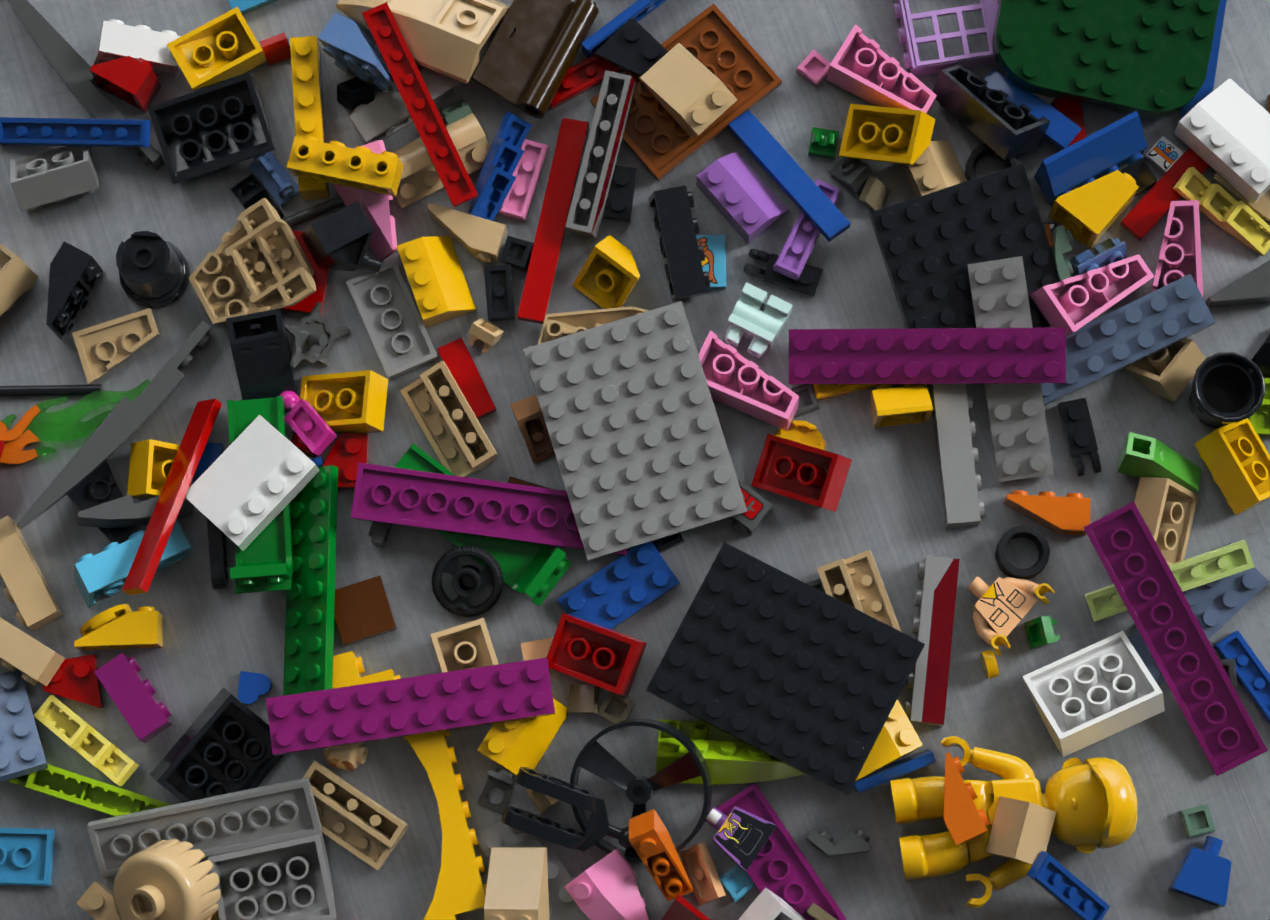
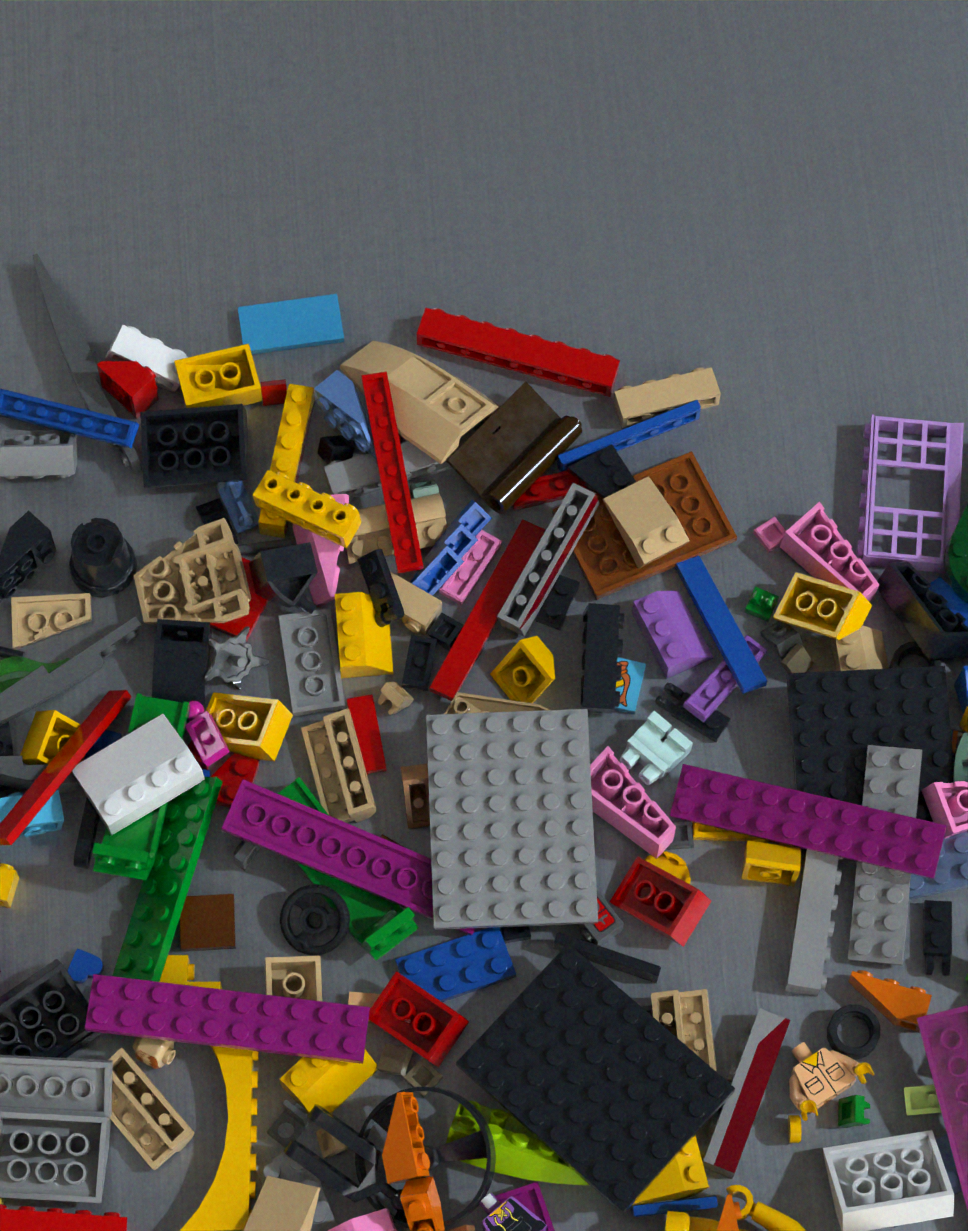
camera: 10 degrees right, 10 degrees down
(441, 227) = (381, 587): none -> black plate
(618, 788) = (404, 1148): none -> orange slope
(765, 542) = (610, 958): none -> black tile

